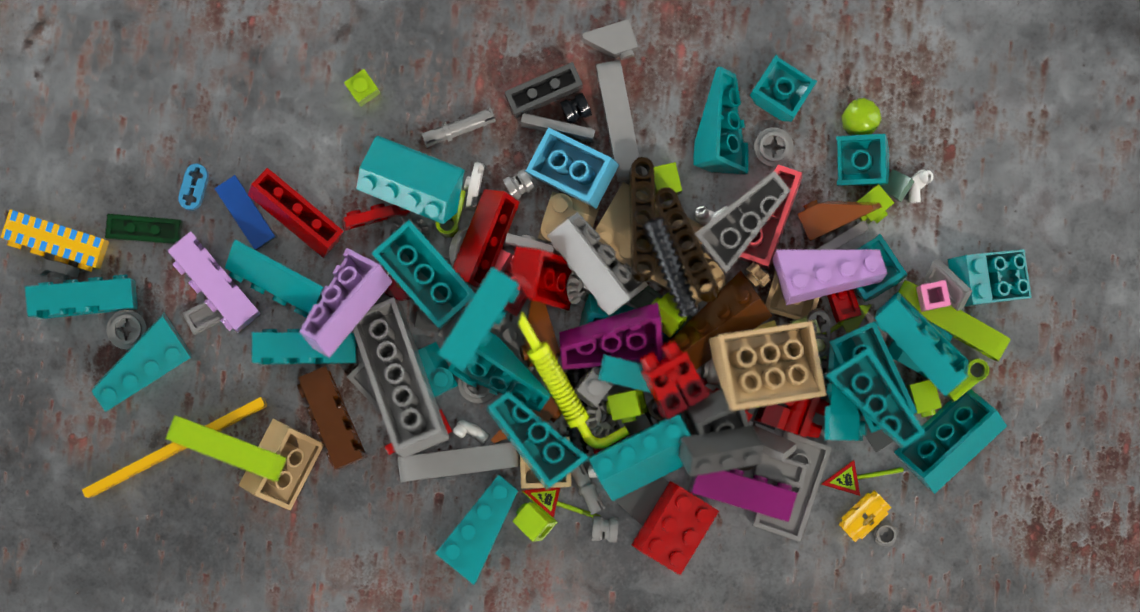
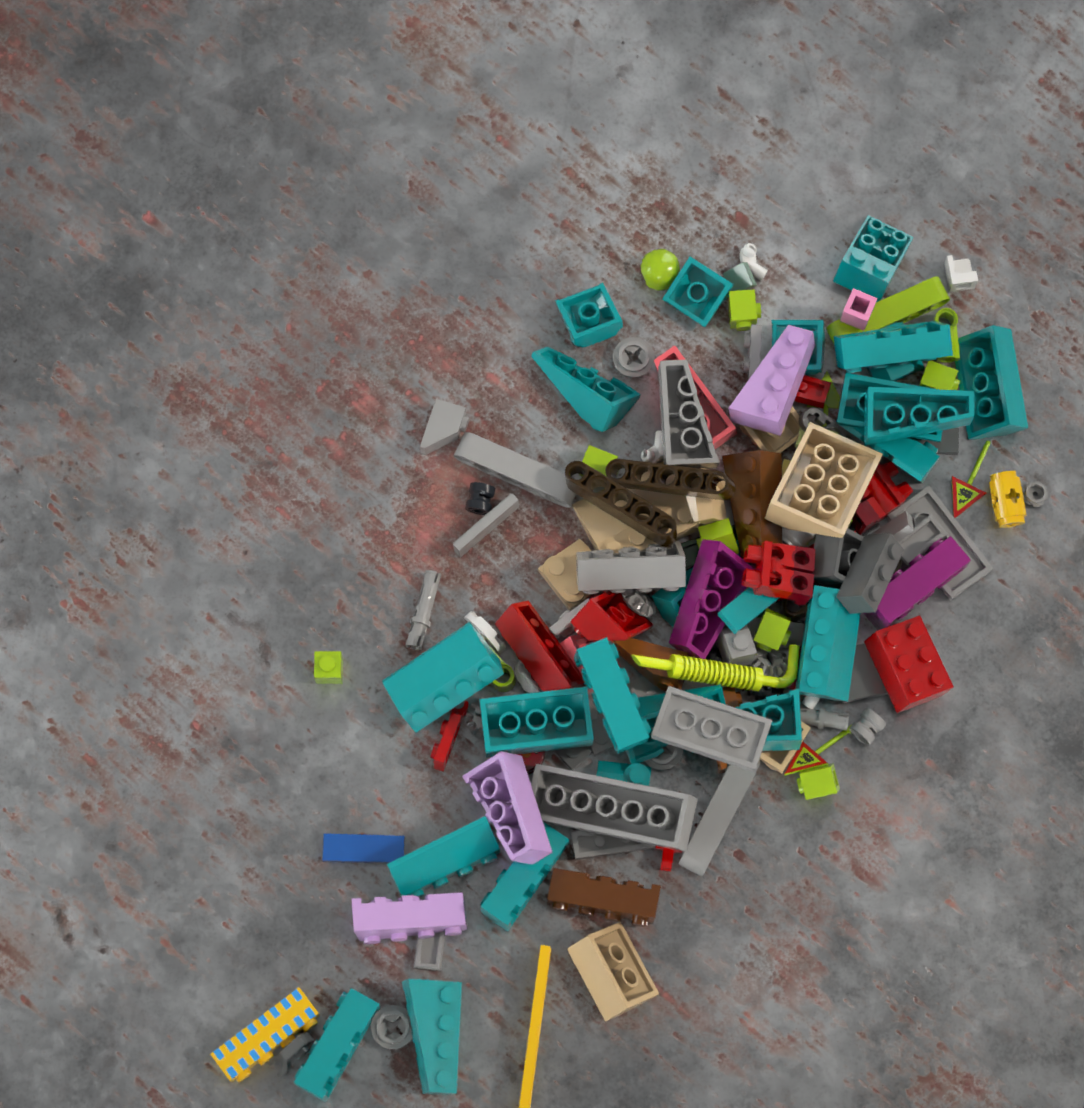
camera: 55 degrees left, 10 degrees down
(143, 229) = (312, 949): dark green tile -> none
(199, 189) = (303, 883): dark azure beam -> none
(226, 448) = (567, 1003): lime beam -> none
(295, 212) = (397, 801): red brick -> none
(472, 429) = (701, 781): white arm -> none
(475, 535) = (795, 840): teal wedge -> none
(506, 413) = (711, 729): none -> light grey plate
(519, 184) = (511, 590): light grey wheel -> none
(544, 90) = (445, 513): dark grey brick -> none
(572, 167) = (531, 534): medium azure brick -> none
(671, 267) = (681, 504): black piece -> none
(757, 276) = (735, 444): tan plate -> none
(831, 215) = (728, 348): dark orange slope -> none
(957, 289) = (840, 293): light grey tile -> none
(1025, 355) = (959, 274): none -> white panel

